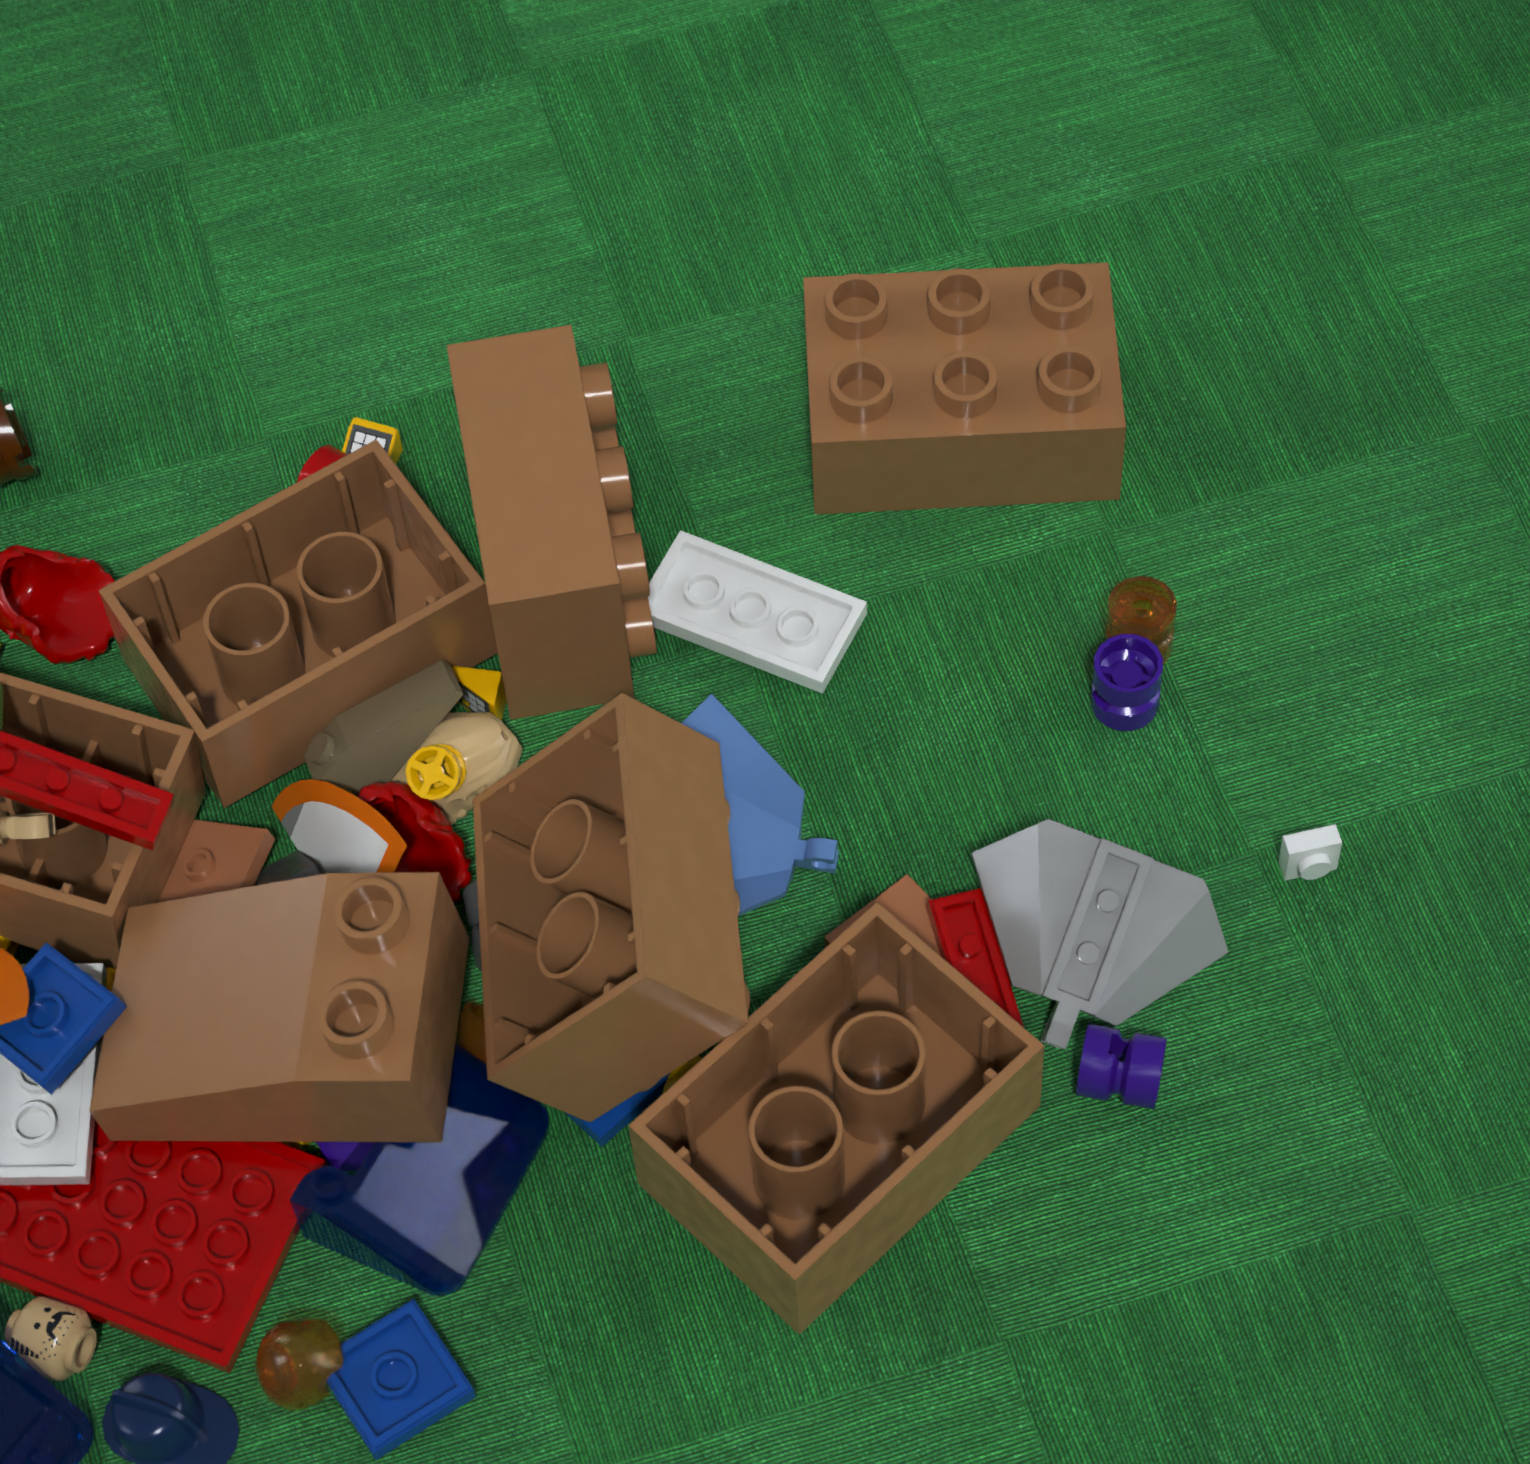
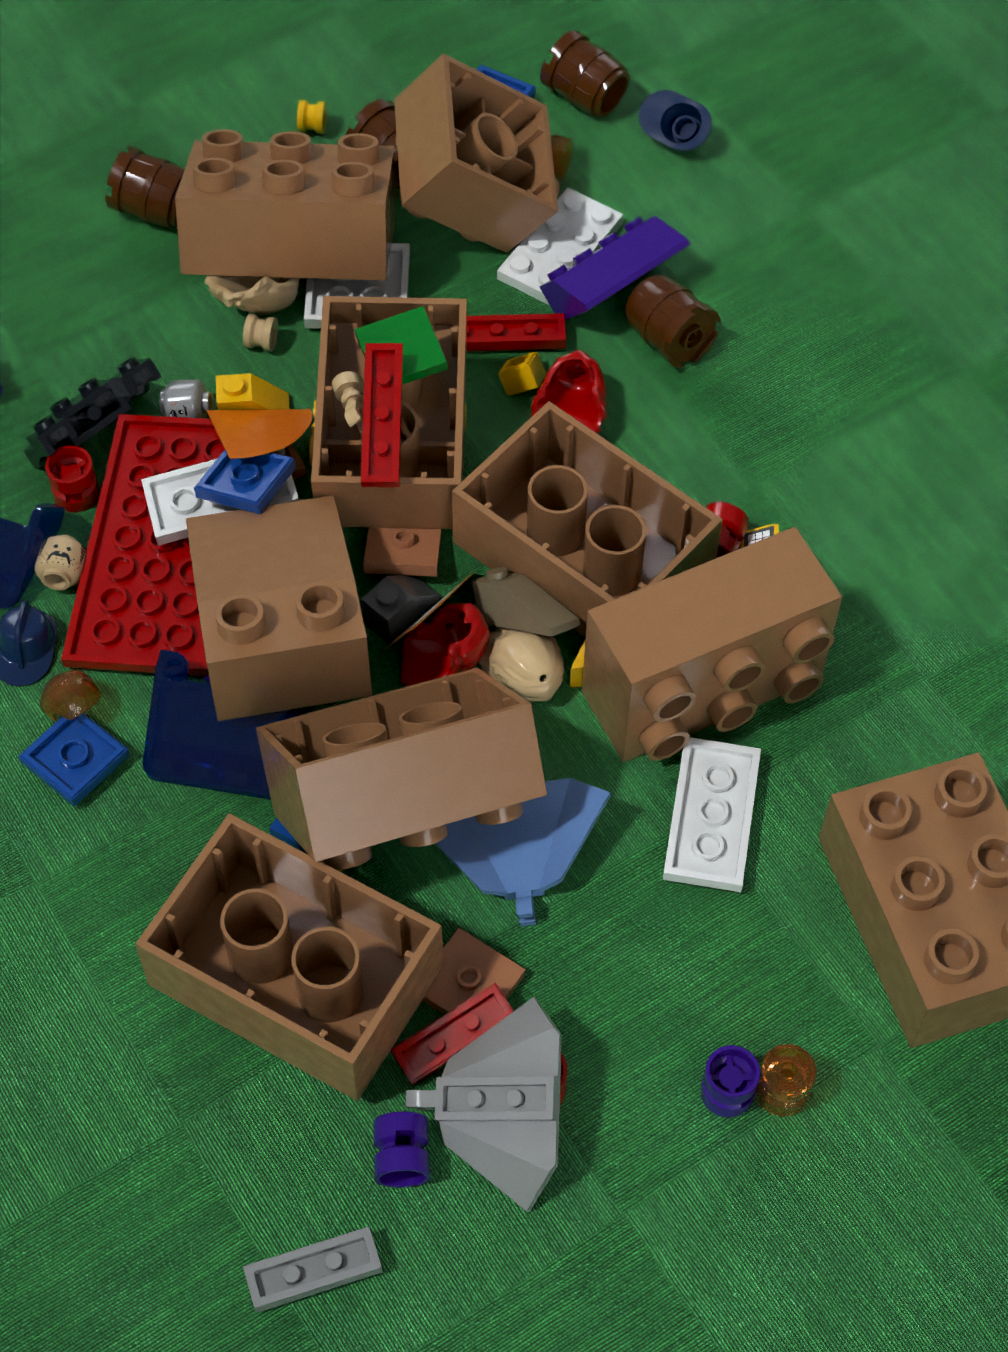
camera: 70 degrees right, 0 degrees up
(430, 779) = (495, 642): yellow wheel -> none
(1251, 1209) = (312, 1269): none -> light grey plate
(1310, 853) = (622, 1252): white plate -> none

